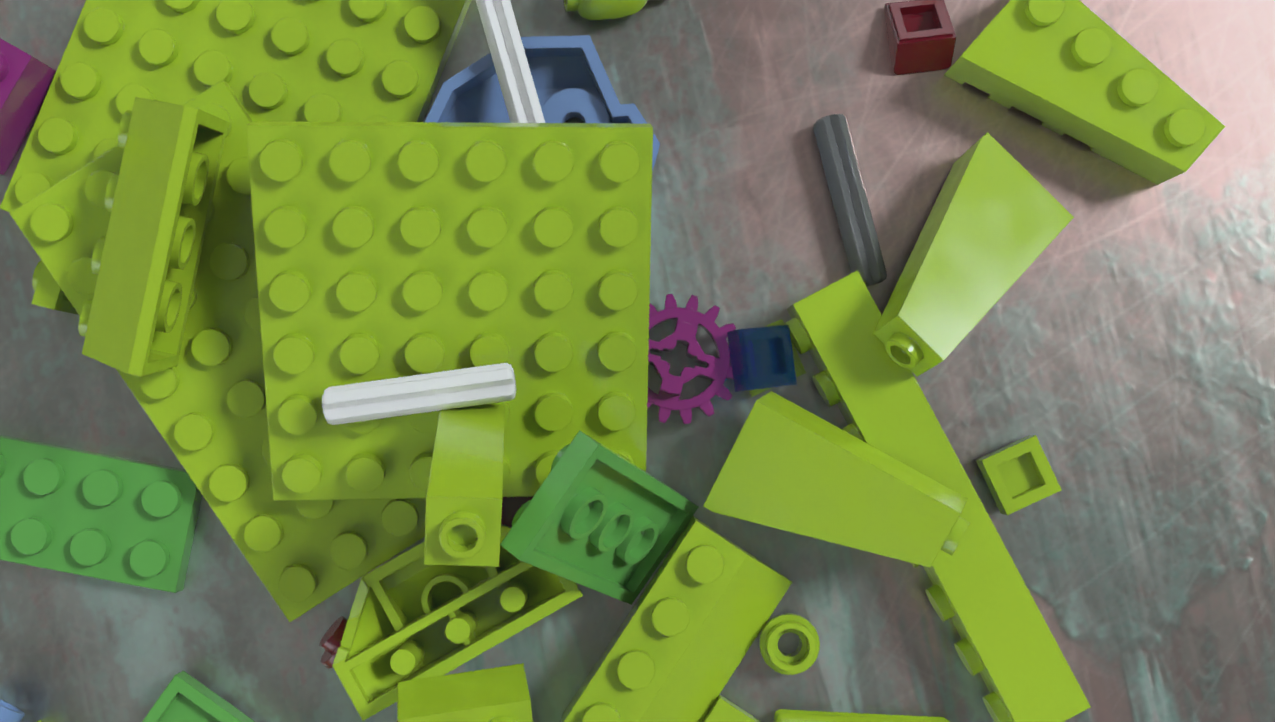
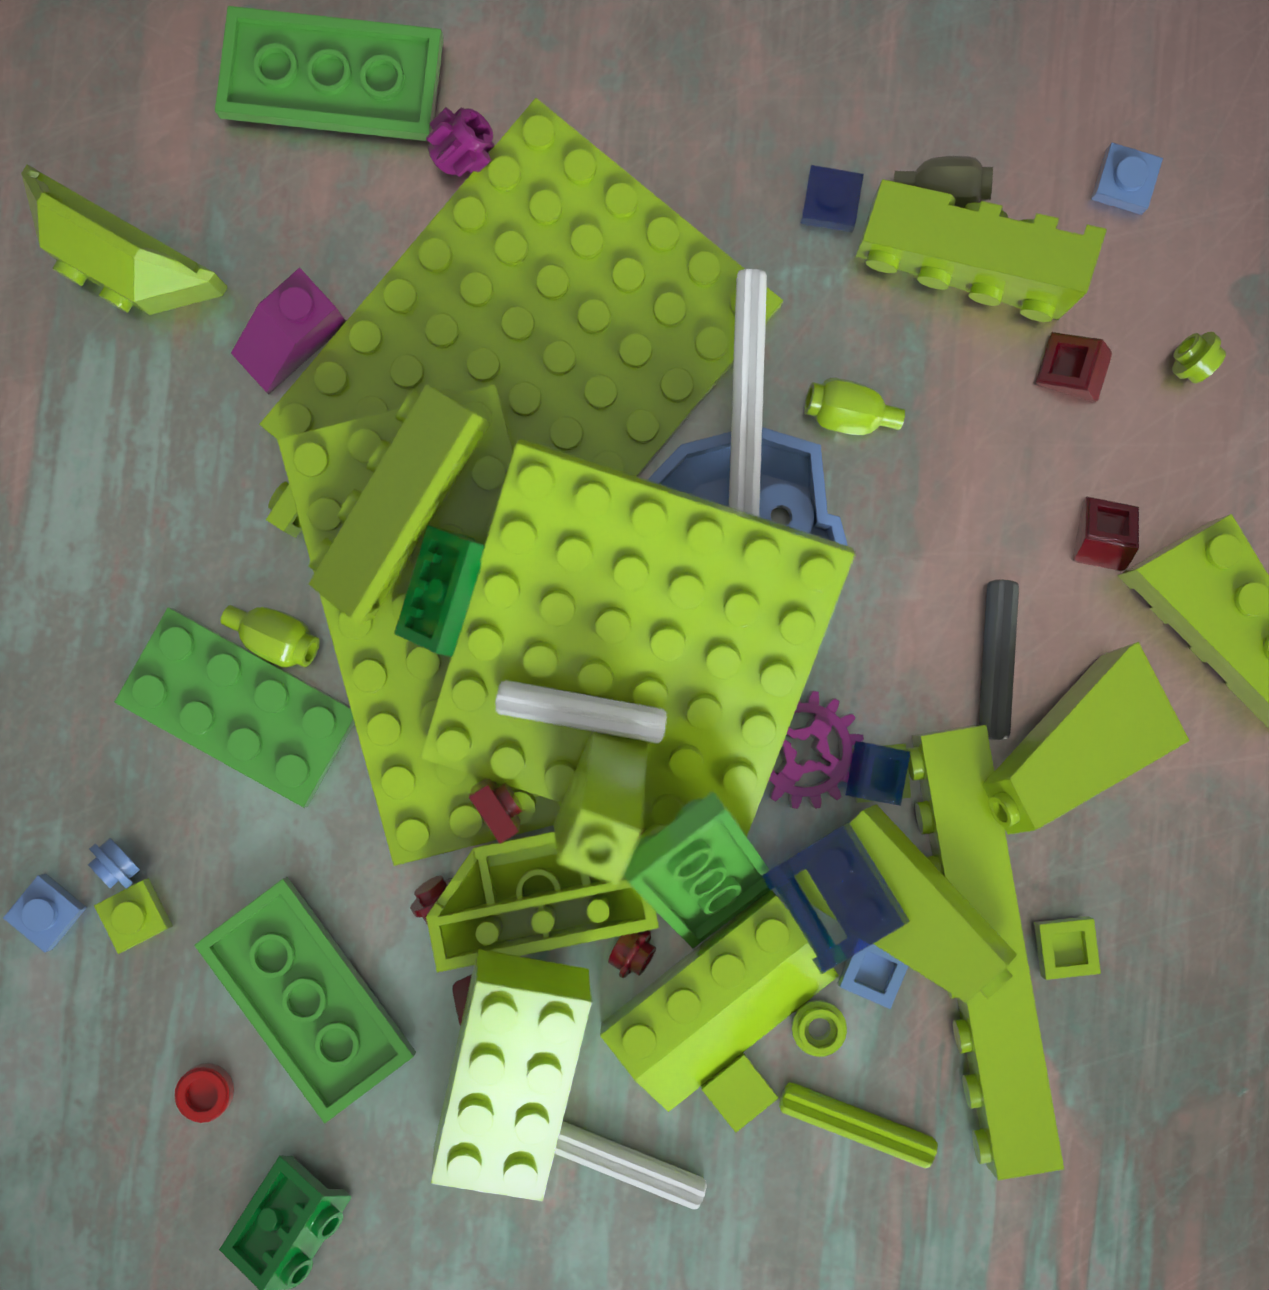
camera: 20 degrees right, 0 degrees up
(86, 423) = (273, 635): none -> lime plant
(227, 315) = (440, 590): none -> green bracket
(372, 526) = (497, 807): none -> dark red plate
(568, 630) = (632, 953): none -> dark red plate
(768, 486) = (851, 890): none -> clear blue plate
(825, 569) = (873, 975): none -> medium blue plate

